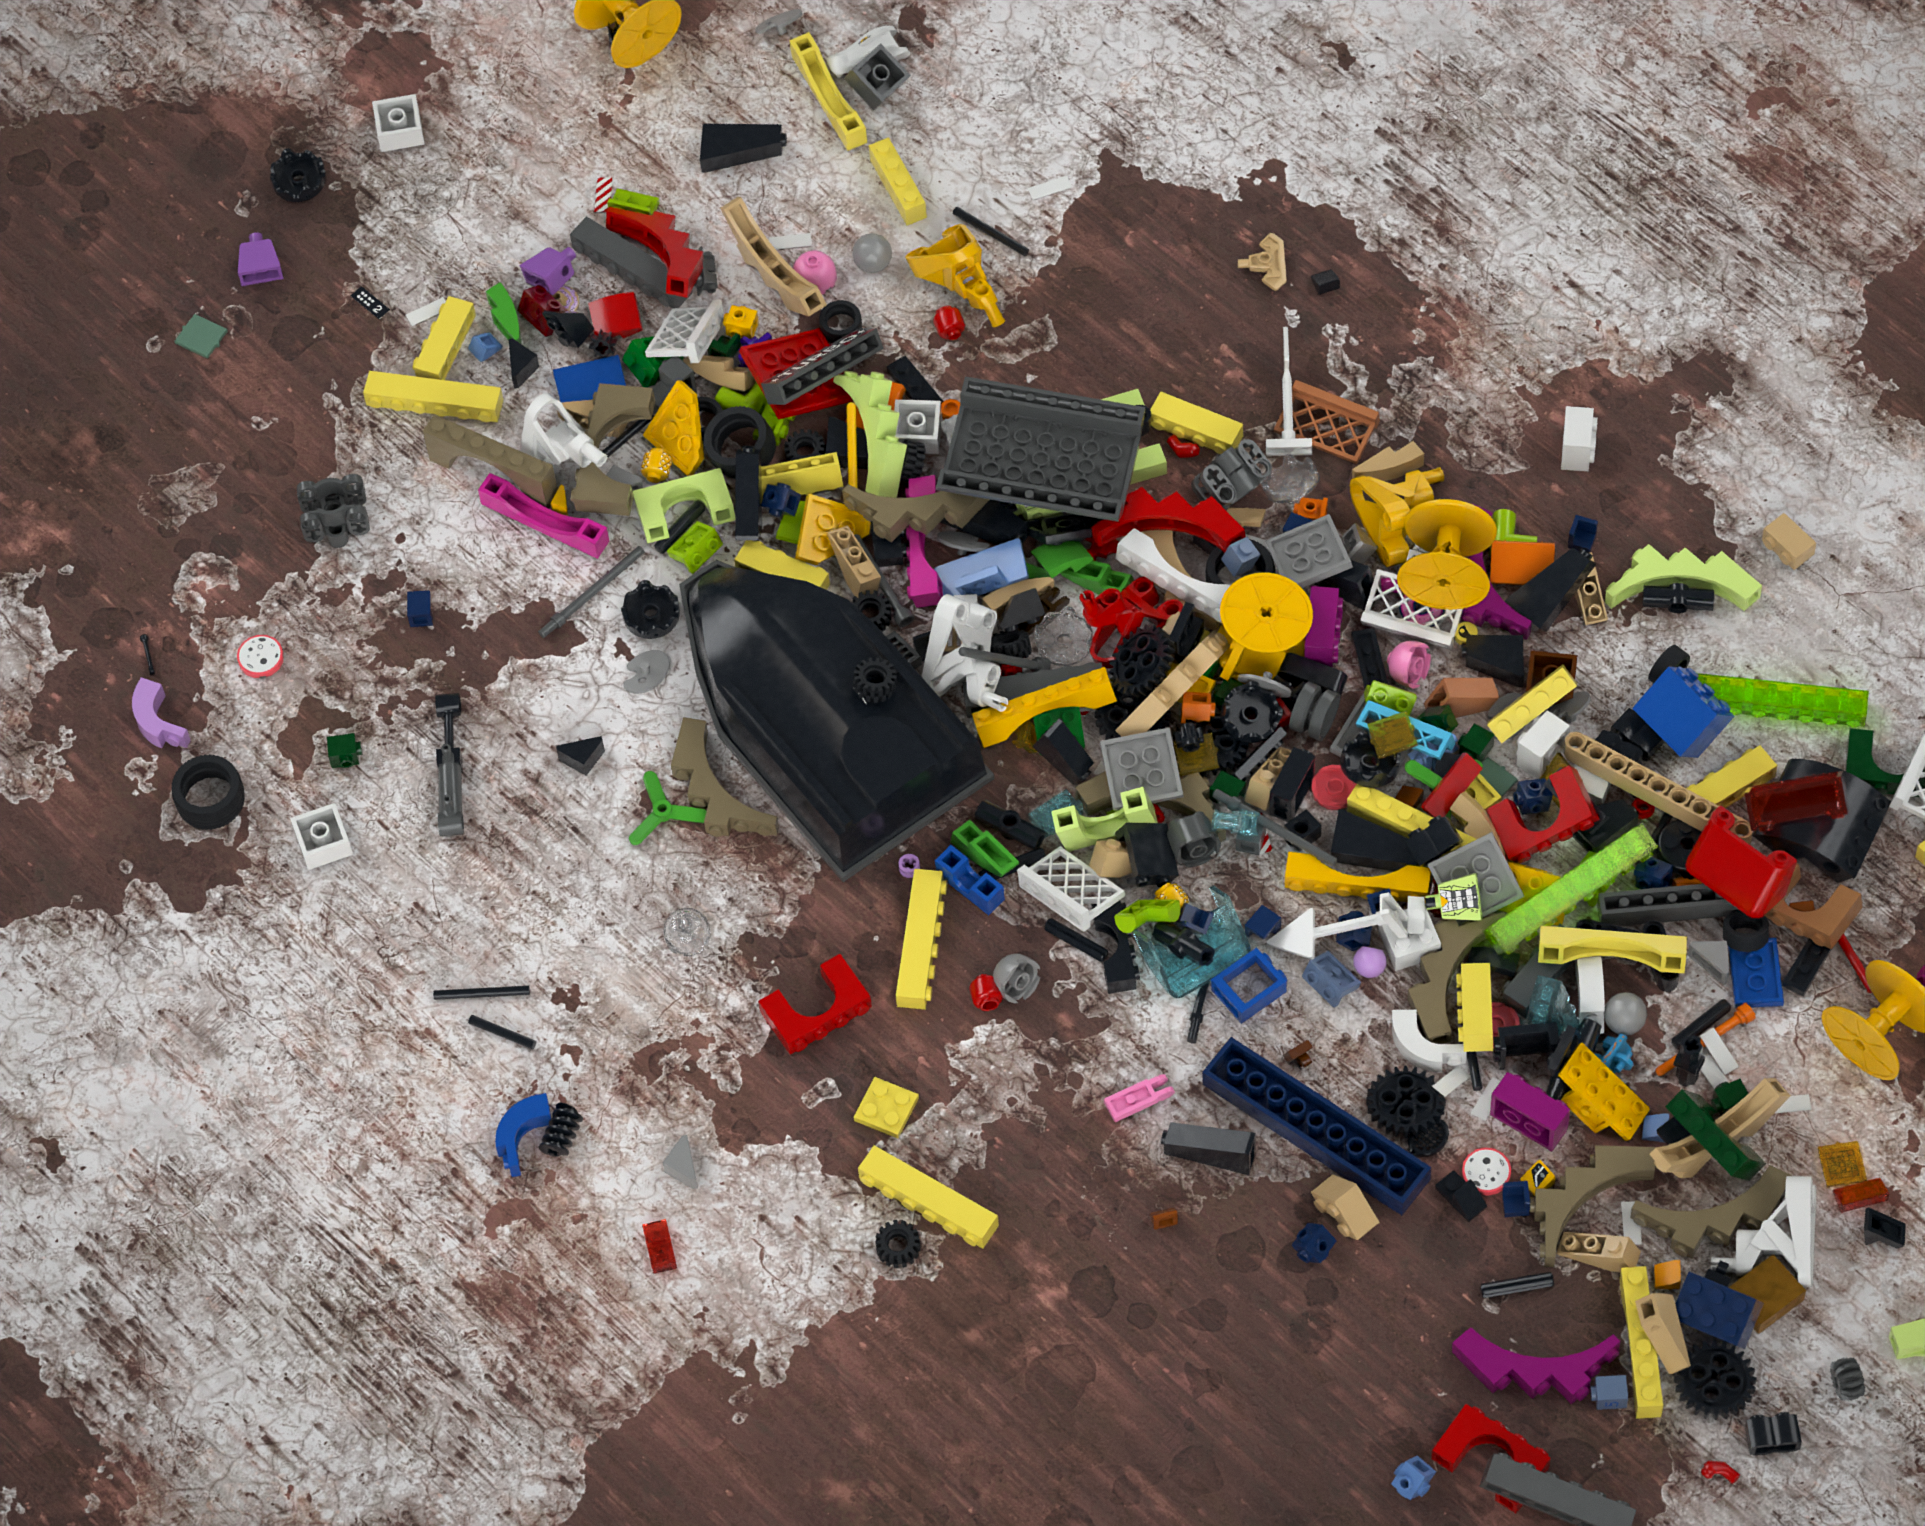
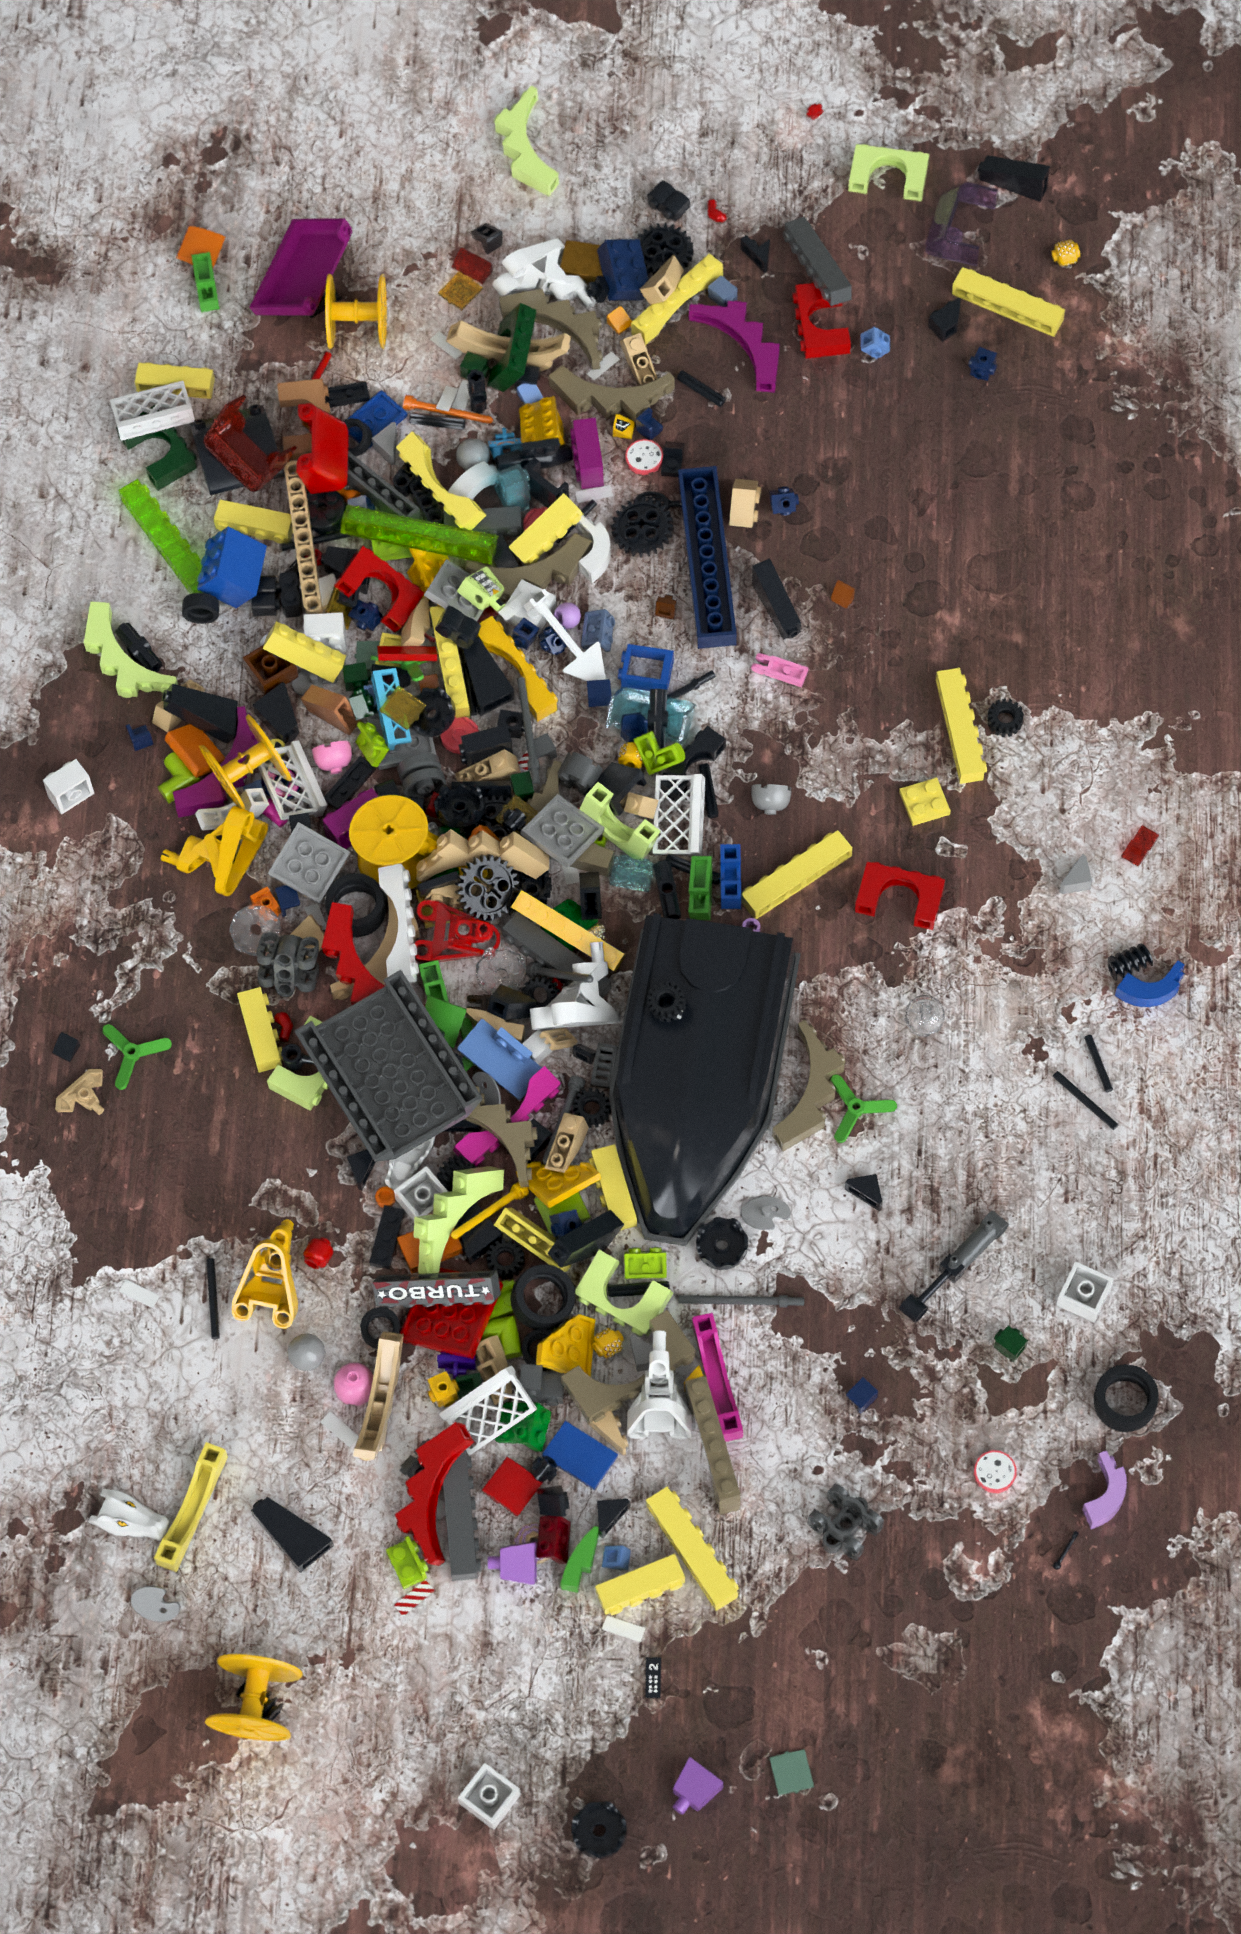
camera: 135 degrees left, 5 degrees up
(877, 76) = (150, 1479): dark grey brick -> none
(897, 181) = (227, 1391): light yellow brick -> none
(985, 993) = (797, 805): red head -> none
(1238, 822) = (548, 744): clear light blue connector -> none
(1240, 556) = (351, 894): sand blue brick -> none
(1266, 683) = (432, 810): light grey piece -> none
(1268, 330) = (130, 1059): none -> bright green piece
(1289, 443) = (163, 1003): white piece -> none
(1339, 407) = (169, 961): nougat fence -> none
(1358, 544) = (266, 854): light grey slope -> none
(1391, 464) = (185, 888): tan slope -> none
(1451, 1081) = (605, 515): white sticker -> none
(1622, 1464) = (756, 253): none -> black slope
(1788, 541) = (39, 615): tan brick -> none
(1847, 1379) = (600, 186): dark grey gear -> none

